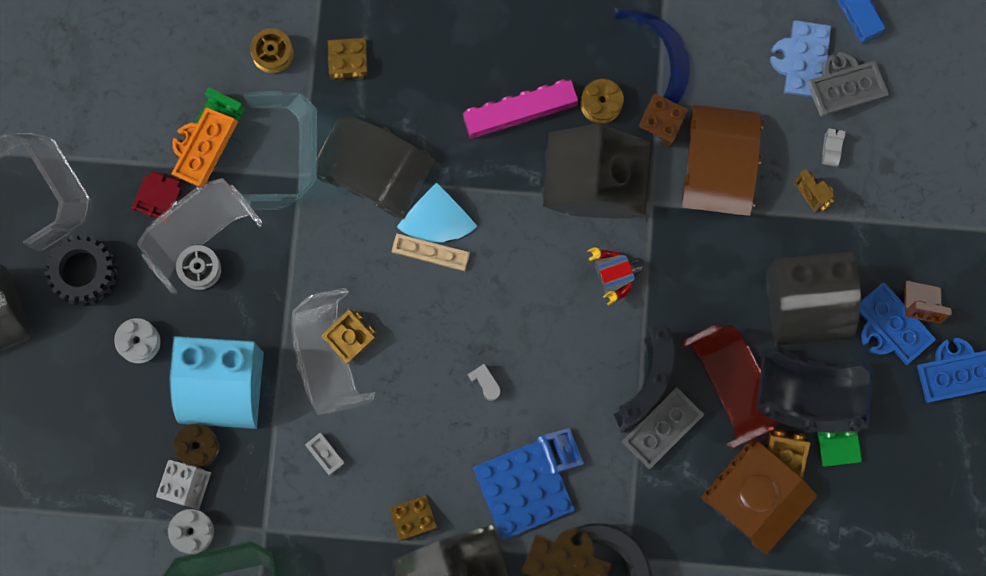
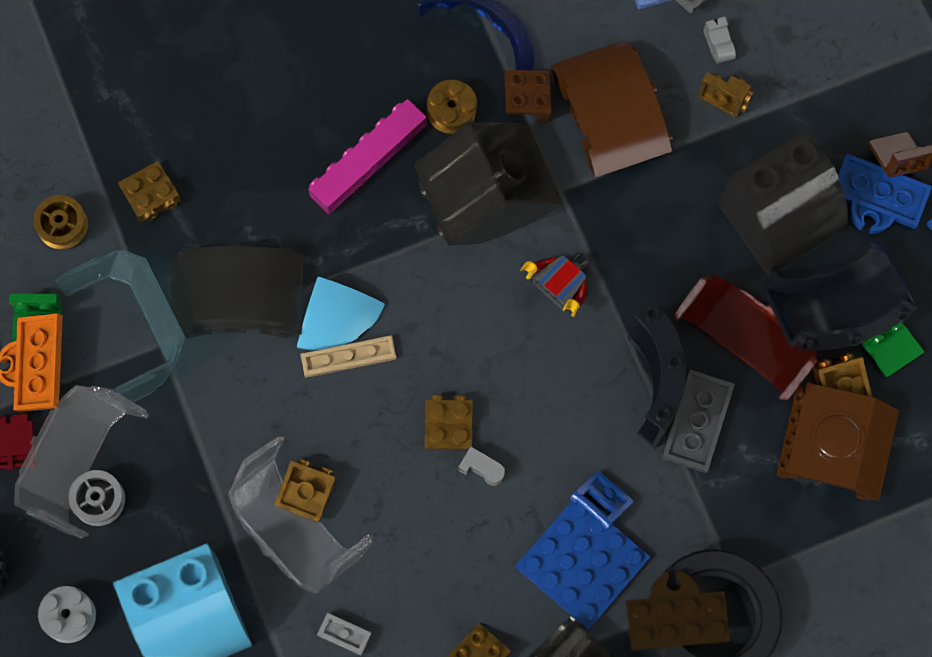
camera: 30 degrees left, 5 degrees down
(477, 338) = (448, 423): none -> pearl gold plate

